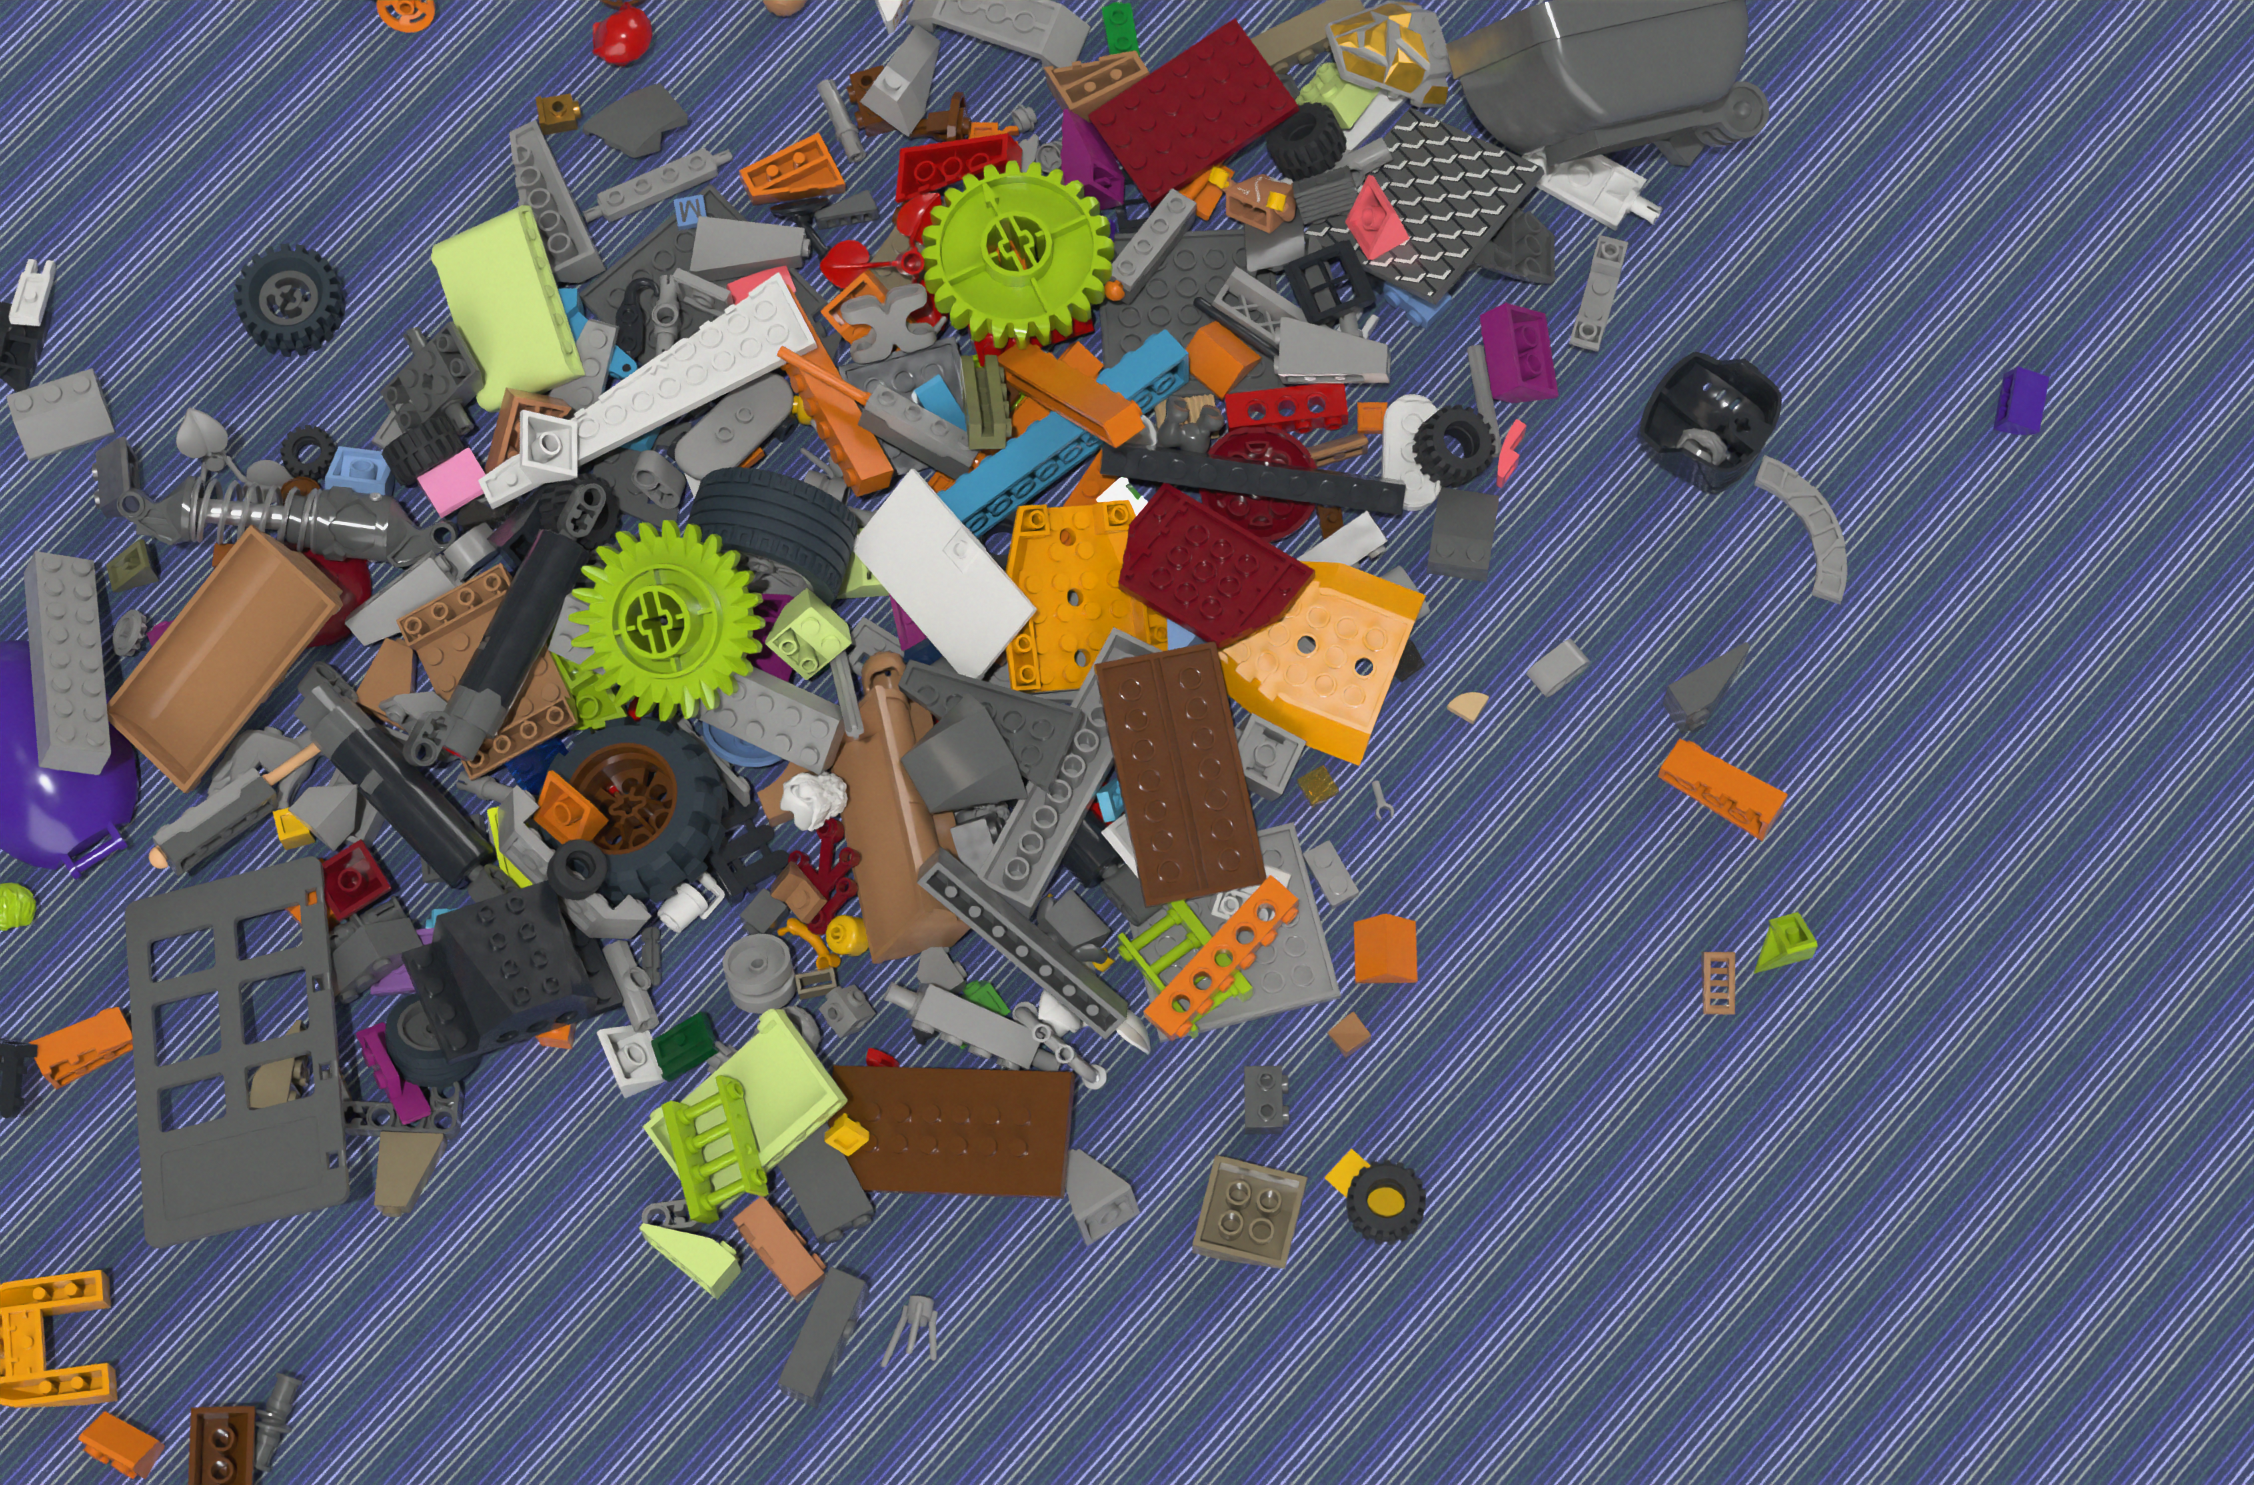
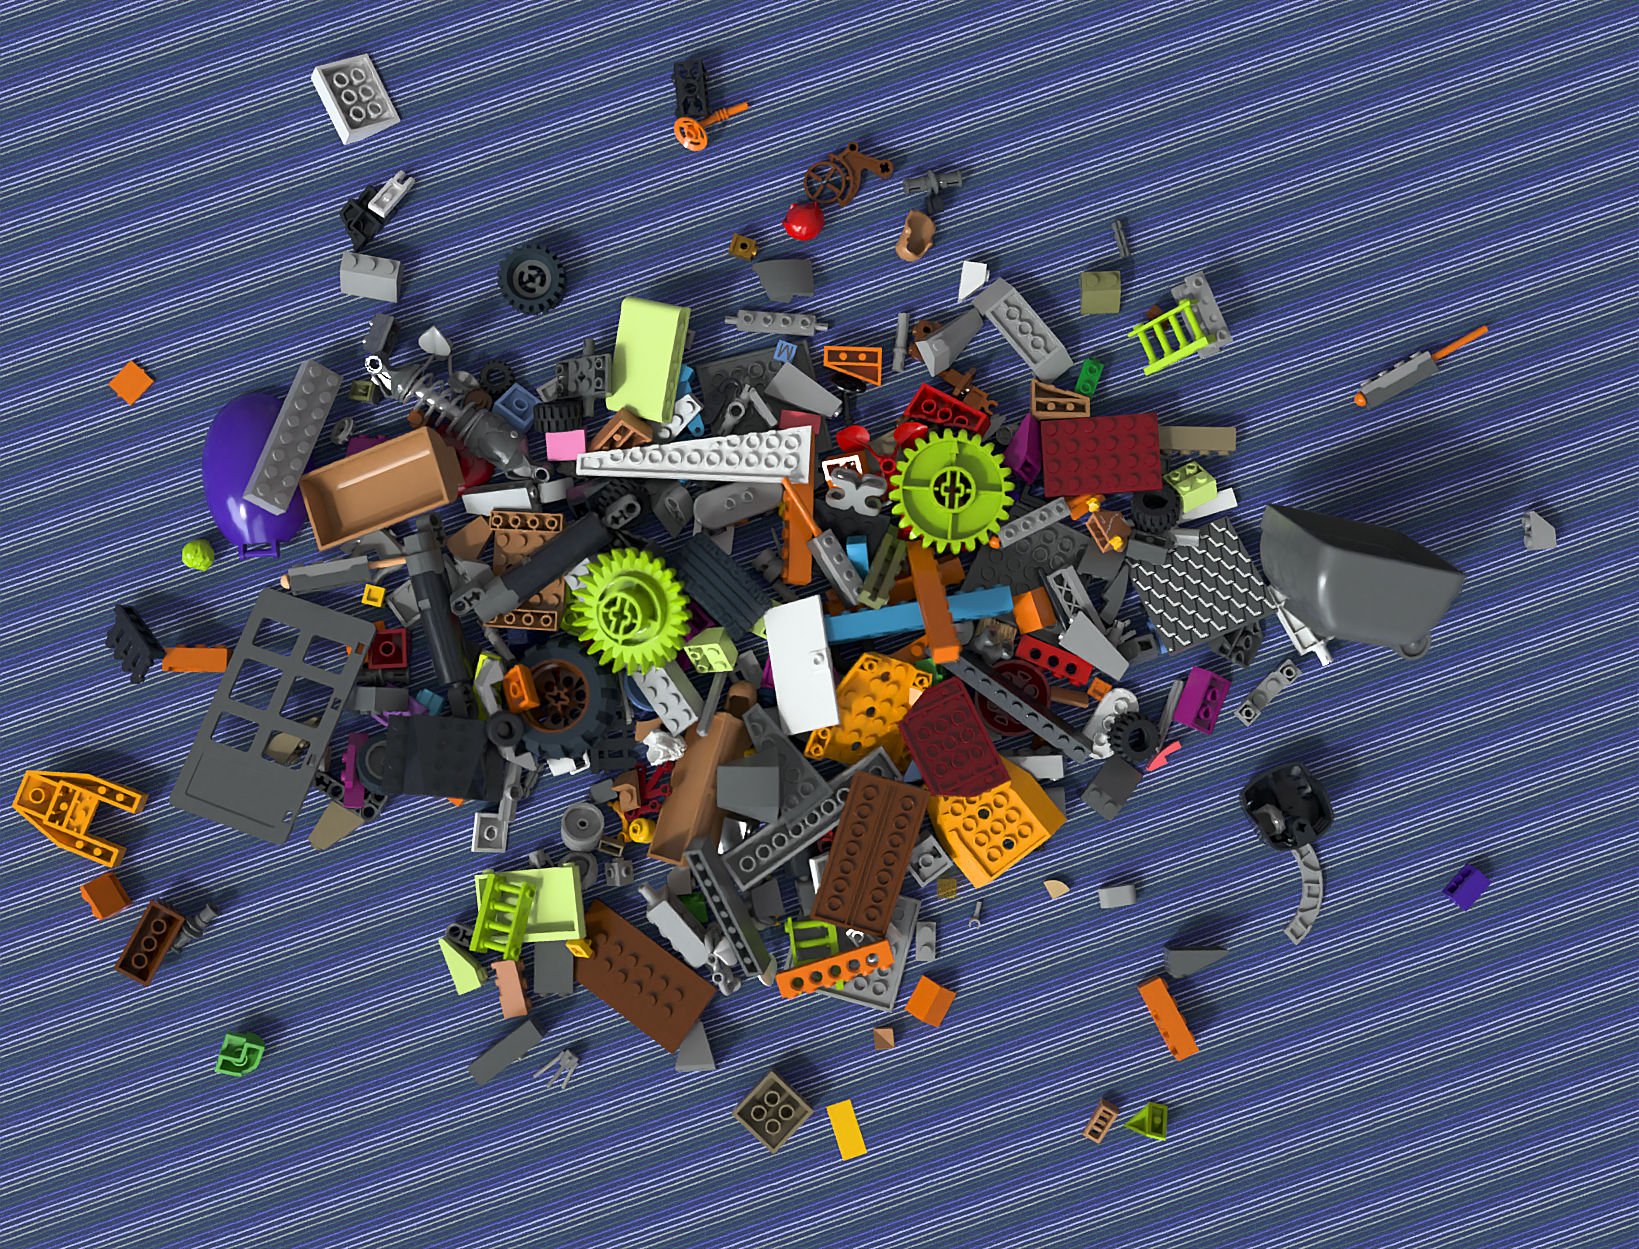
camera: 25 degrees right, 15 degrees up
(327, 812) = (393, 603): light grey slope -> none
(547, 447) = (624, 461): white slope -> none
(558, 219) = (708, 306): light grey wedge -> none
(684, 1046) = (521, 843): dark green plate -> none
(850, 211) = (878, 402): dark grey slope -> none
(880, 1059) = (623, 911): red tile -> none
(1024, 118) = (1004, 399): light grey plate -> none
(1110, 801) = (825, 841): medium azure slope -> none
(1264, 1099) = (817, 1048): dark grey brick -> none
(1354, 272) = (1101, 601): black piece -> none
(1375, 221) = (1165, 582): coral slope -> none
(1392, 1177) = (853, 1161): black tyre -> none
(1393, 49) = (1236, 480): wedge -> none
(1397, 328) = (1138, 650): none -> dark grey slope

